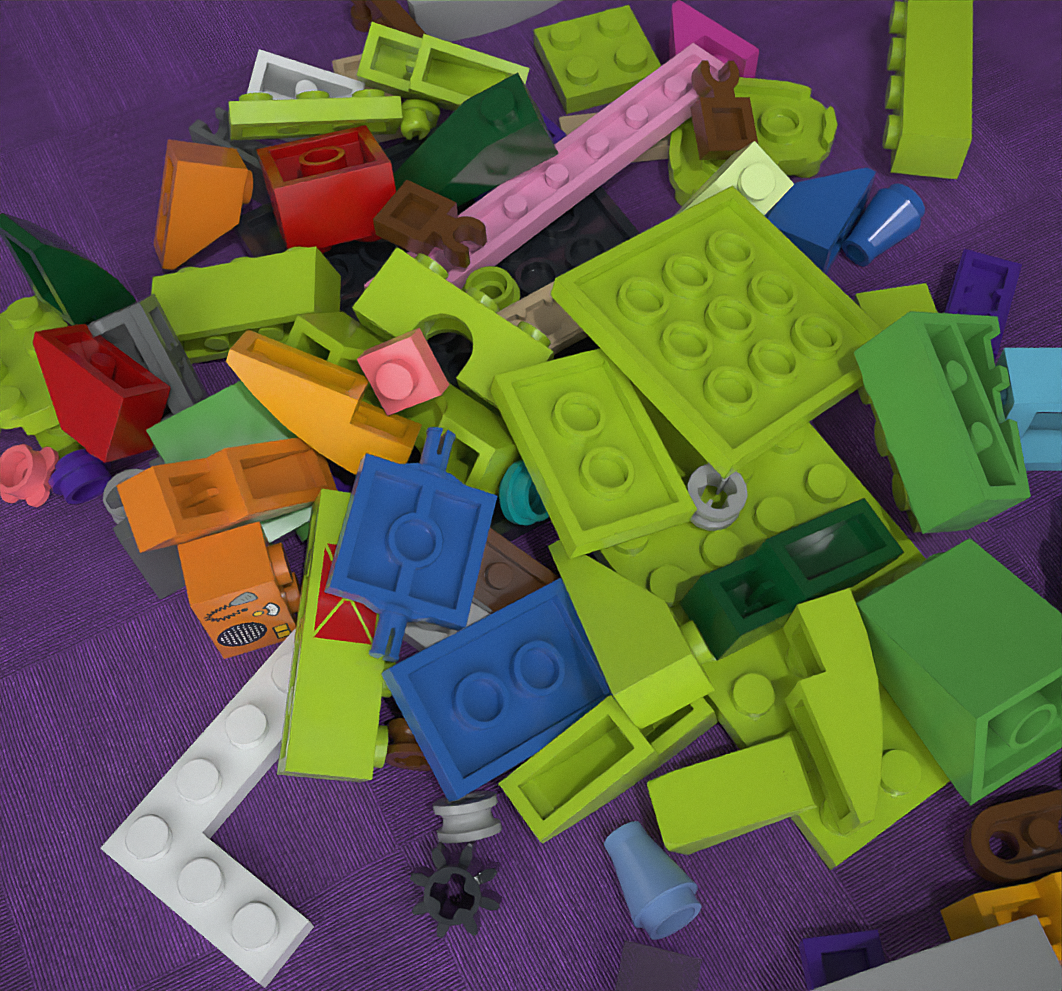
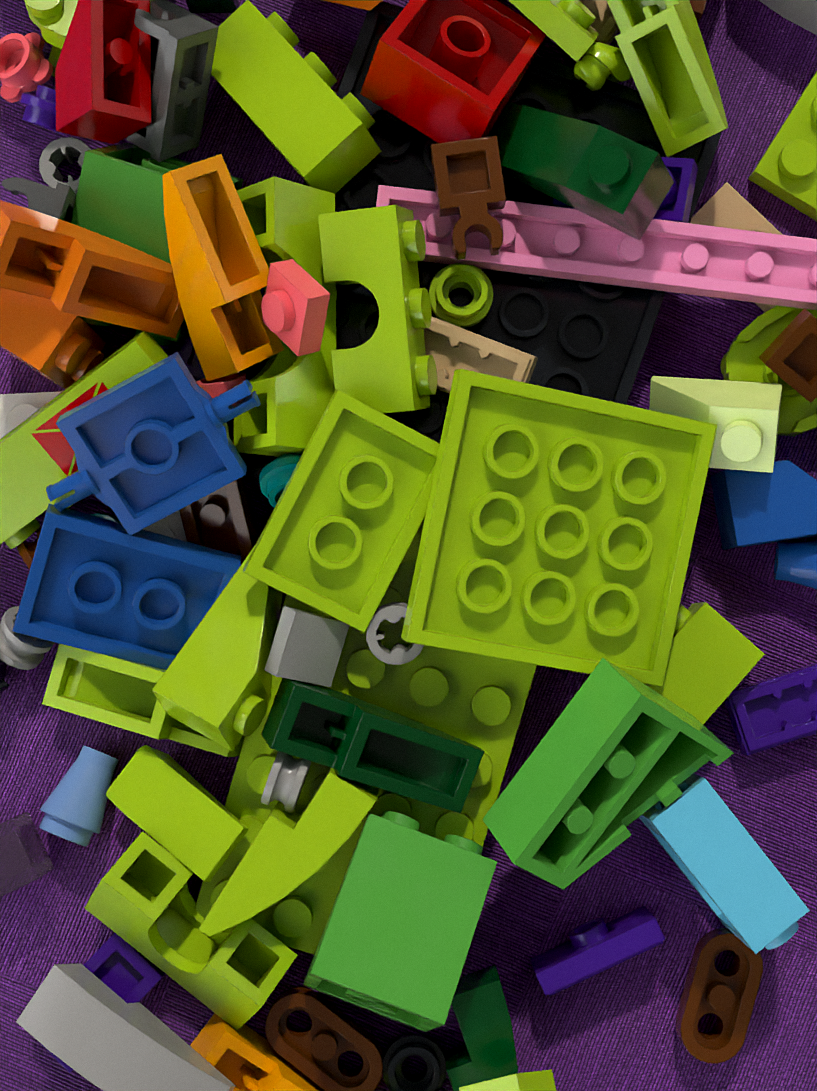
camera: 45 degrees right, 25 degrees up
(669, 560) = (306, 647): none -> light grey tile
(773, 663) = (286, 780): none -> light grey bush
(908, 861) = (152, 910): none -> lime arch

